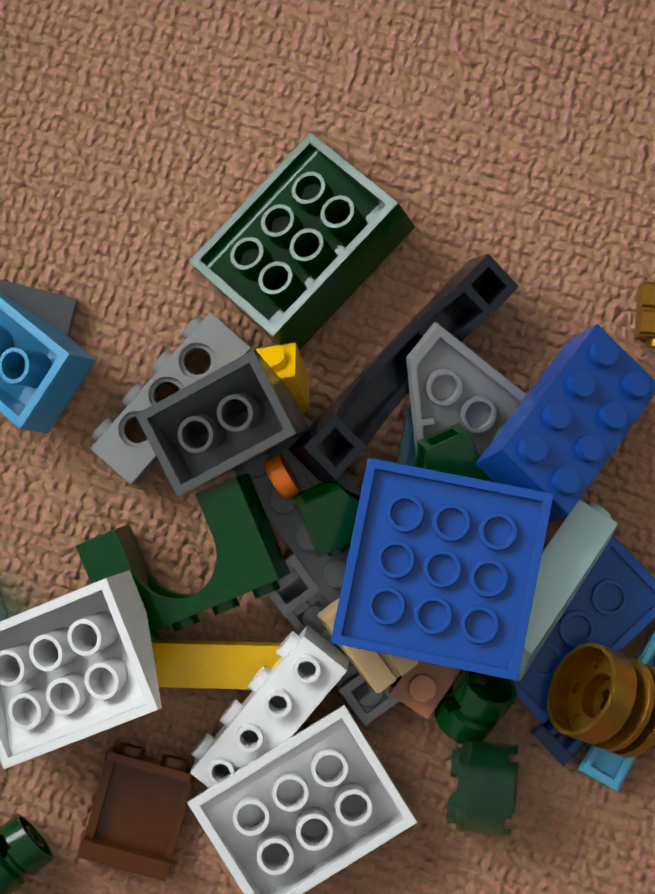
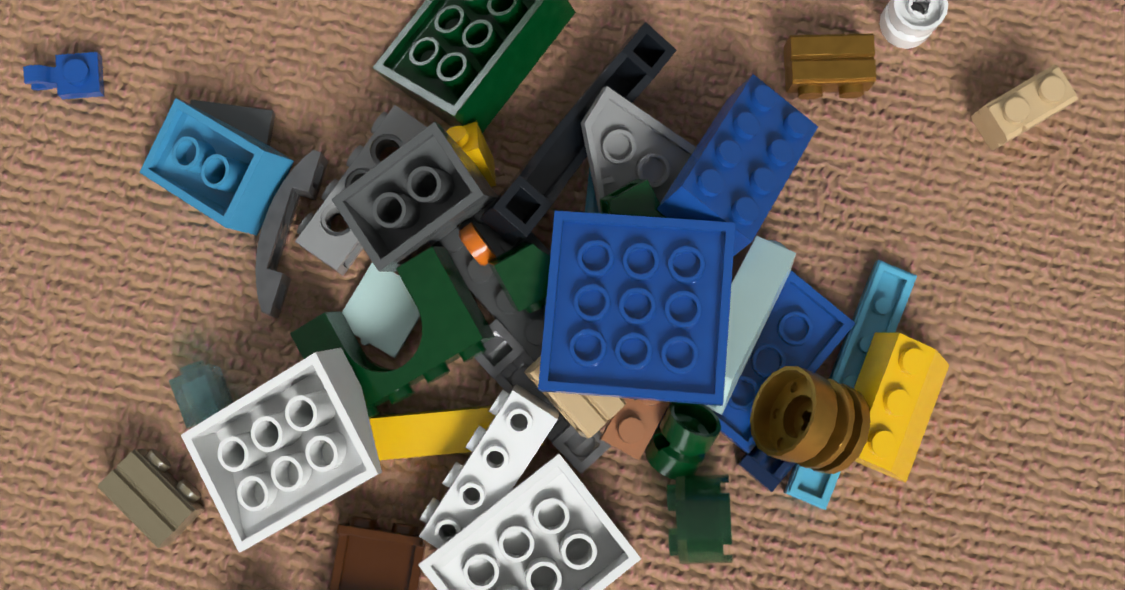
camera: 10 degrees left, 5 degrees down
(60, 488) = (302, 181): none -> flat silver slope
(172, 529) = (382, 311): none -> light aqua piece

